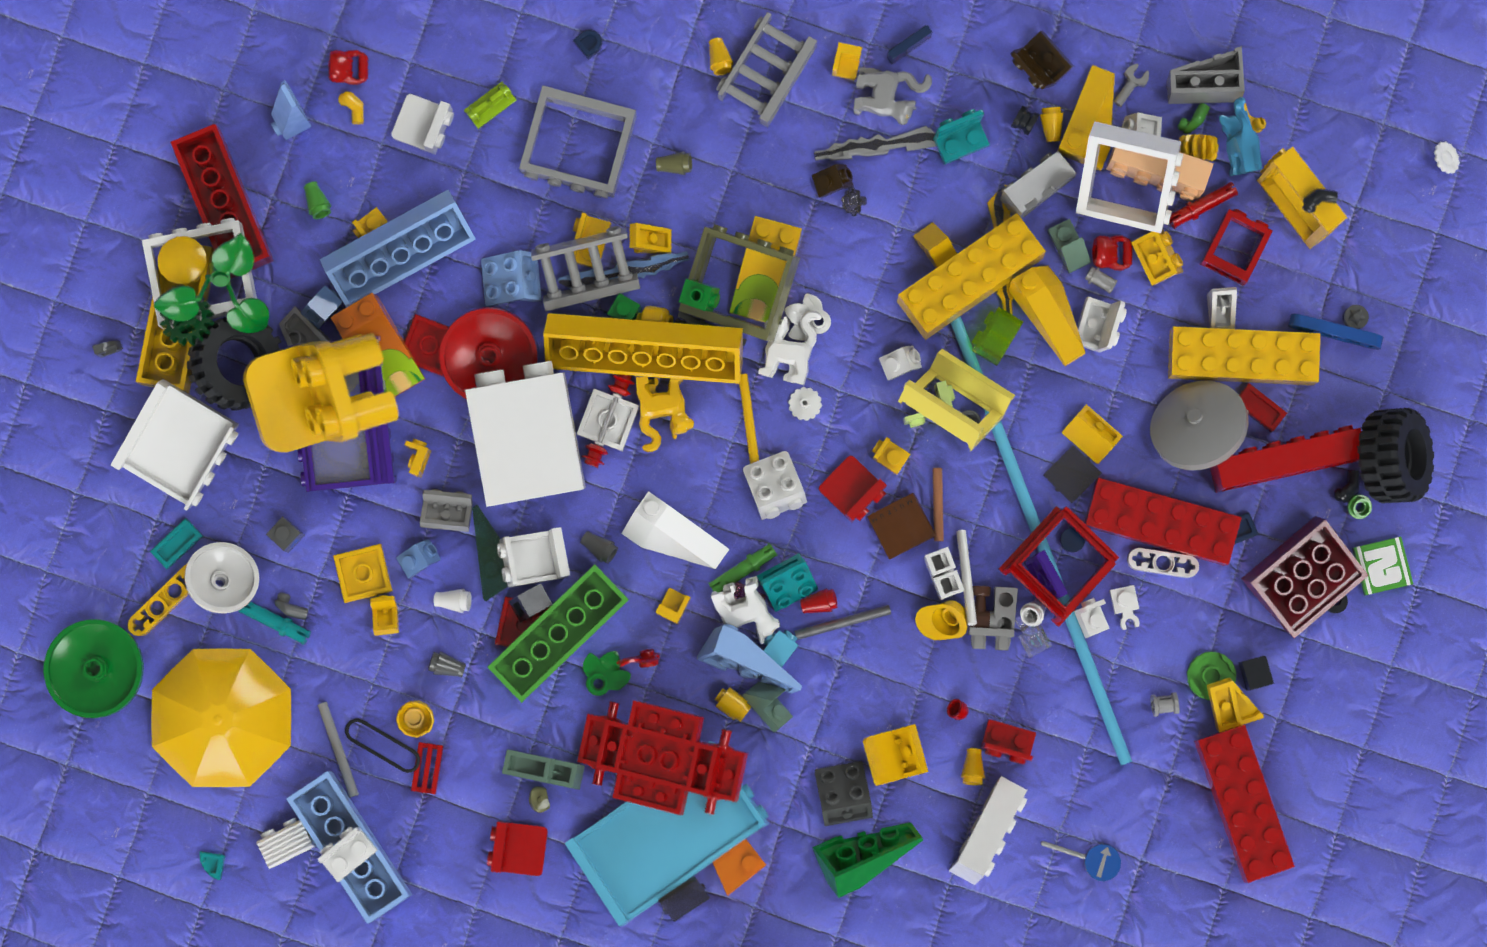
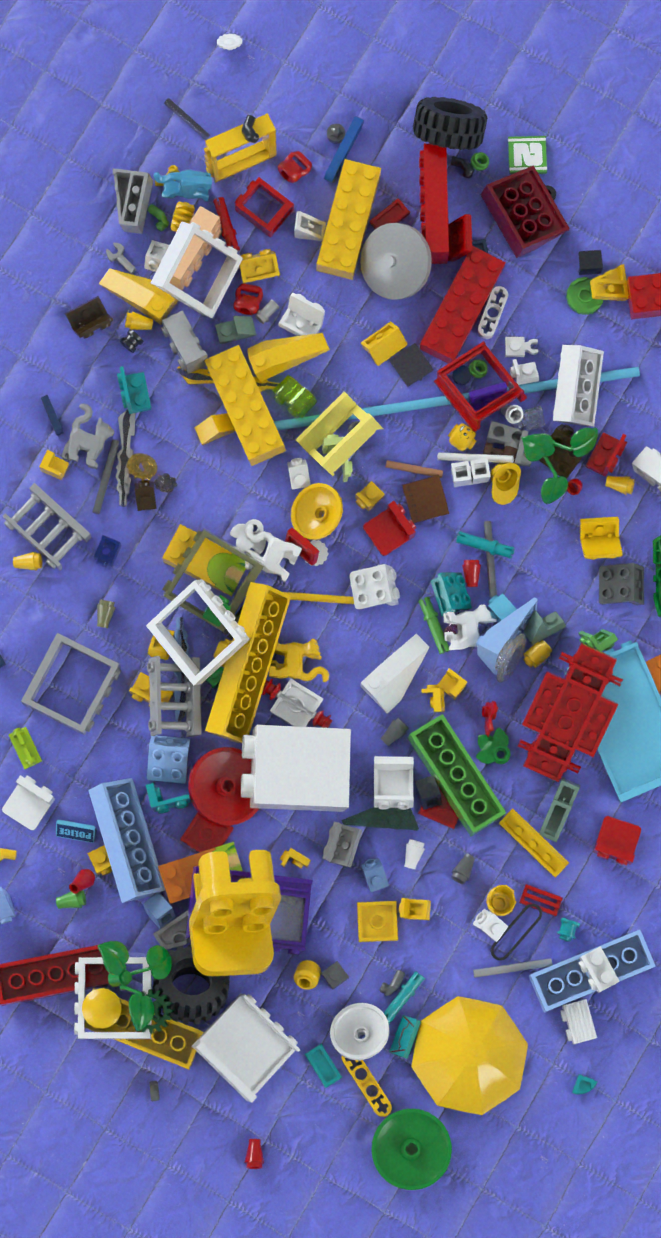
camera: 85 degrees left, 5 degrees down
(54, 482) = (254, 1155): none -> red cone
(228, 634) = (405, 1036): none -> teal tile
(278, 500) = (307, 974): none -> yellow head
(339, 207) = (83, 880): none -> red cone
(384, 711) = (490, 924): none -> white bracket
(396, 808) = (567, 929): none -> teal brick
(401, 187) = (75, 831): none -> slope
(455, 271) = (160, 806): none -> teal bracket
(495, 745) = (533, 843): none -> yellow plate
(538, 799) = (582, 818): olive piece -> none
(641, 254) = (174, 649): none -> white window
(651, 591) = (437, 701): none -> yellow bracket
(717, 669) = (510, 657): none -> clear wheel
(758, 155) = (107, 559): none -> clear blue brick
(761, 777) = (600, 641): none -> bright green bracket
(802, 392) = (308, 552): none -> red plate
(846, 127) = (105, 477): none -> dark grey bar
(856, 620) = (493, 547): none -> teal pin
(858, 385) = (308, 511): none -> yellow dish
(874, 174) = (147, 462): none -> clear yellow gear
(987, 648) = (543, 445): none -> green plant
(989, 555) = (462, 437): none -> yellow head
(1001, 687) = (562, 460): none -> dark brown bracket
(1088, 688) = (578, 385): none -> white slope
(1090, 561) = (481, 365): none -> bright green plate
(1164, 704) = (600, 333): light grey bush -> none
(1249, 499) = (460, 237): none -> red tile
(1293, 271) = (291, 170): none -> red piece
(1332, 126) = (187, 119): none -> clear smoke bar

